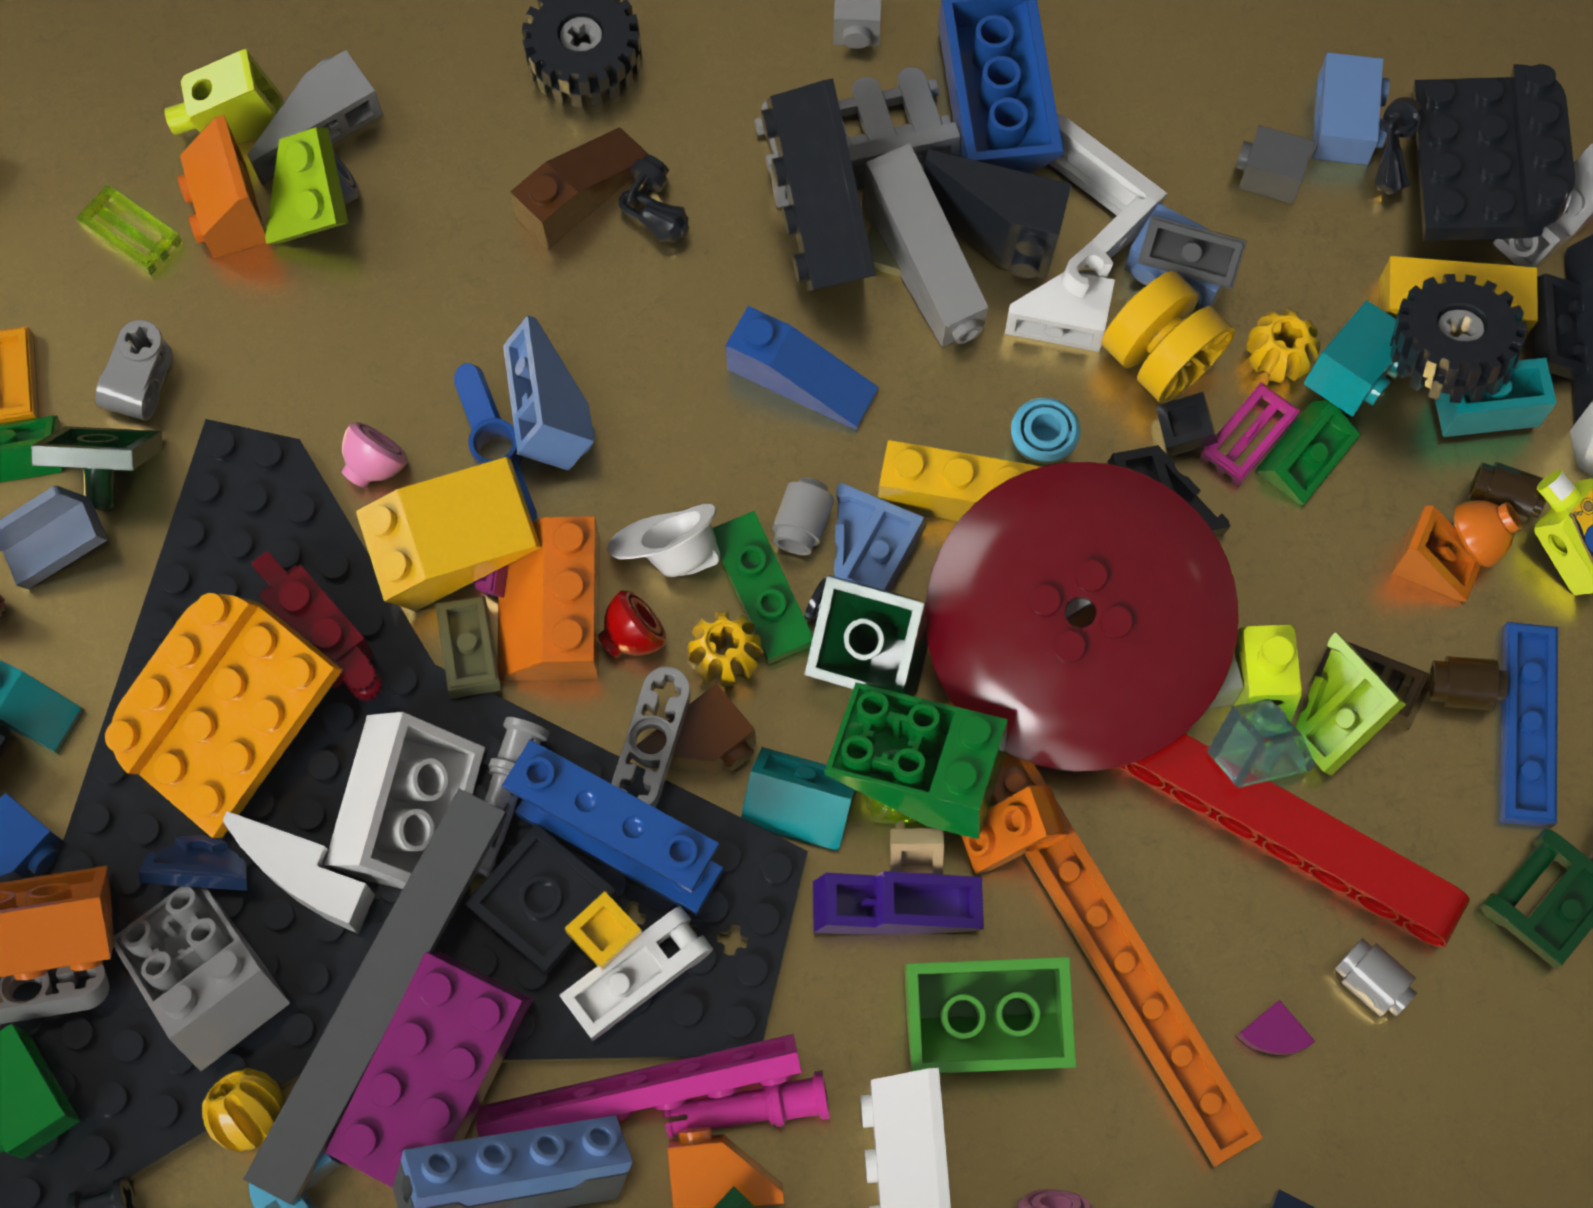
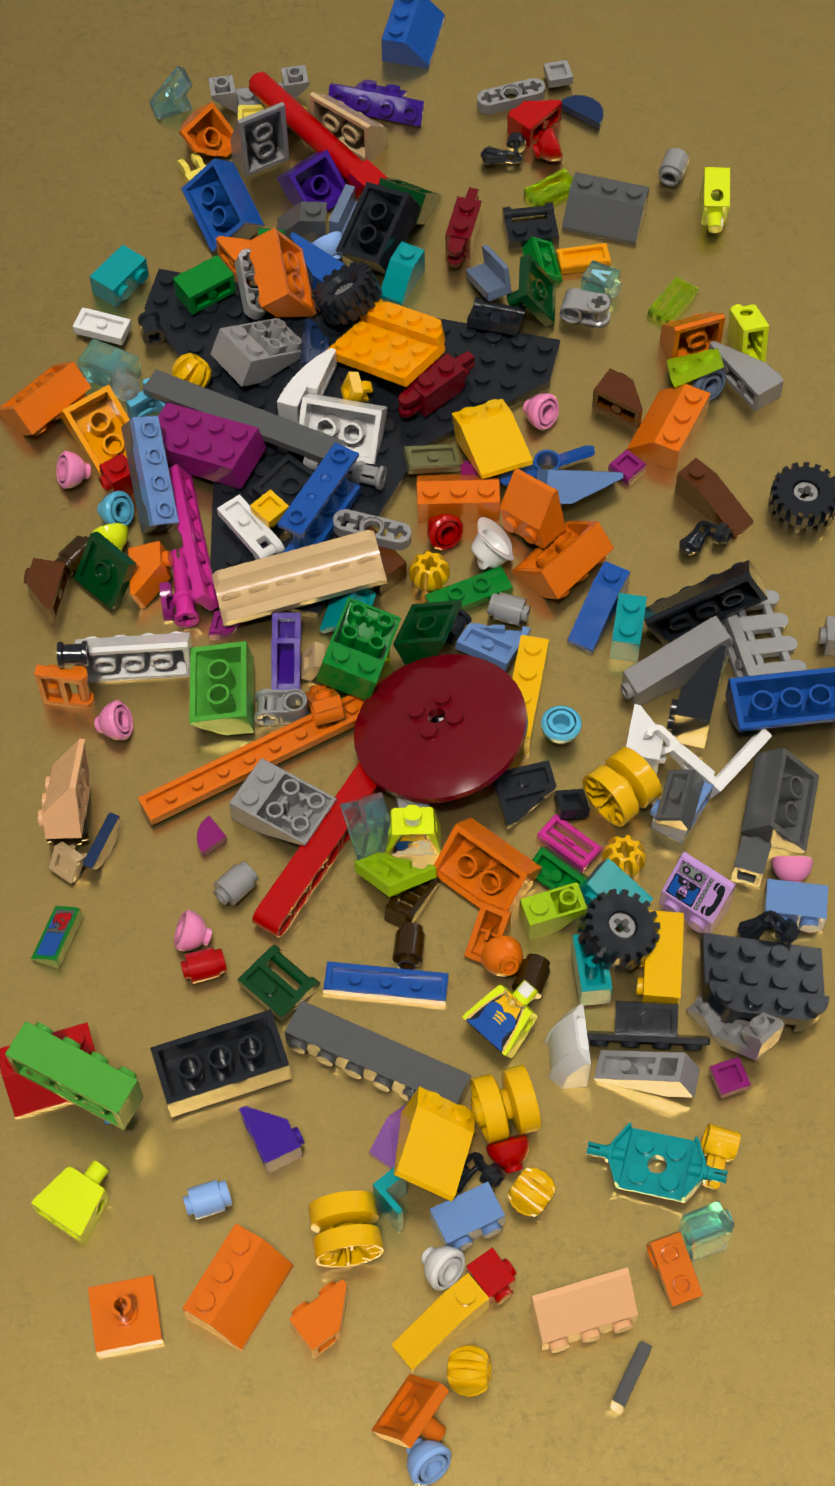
camera: 90 degrees right, 10 degrees down
(57, 795) = (347, 293): none -> black bush
(79, 343) = (601, 279): none -> clear light blue brick
(155, 531) = (496, 317): none -> black plate
(317, 781) = (355, 389): none -> yellow tile
(351, 320) = (618, 398): none -> reddish brown slope
(416, 242) = (670, 425): none -> orange slope
(494, 318) = (629, 465): none -> magenta tile
(611, 465) = (532, 509): none -> orange slope
(696, 424) = (565, 560): none -> orange slope
(759, 877) = (299, 577): none -> tan plate
(776, 1137) = (166, 601): none -> magenta tile
(826, 1027) = (217, 629): none -> magenta tile
(847, 321) = (628, 627): none -> teal brick
(1014, 920) = (279, 706): none -> light grey piece
(1168, 120) = (781, 800): none -> dark grey slope
(1226, 897) = (280, 804): none -> light grey slope
(1284, 104) = (792, 867): none -> bright pink brick
(1318, 558) = (485, 866): none -> orange slope
(1354, 239) = (697, 893): none -> lavender slope
(1393, 456) = (551, 910): none -> lime slope
(1477, 1054) = (191, 932): none -> bright pink brick
(1536, 1026) = (203, 965): none -> red brick

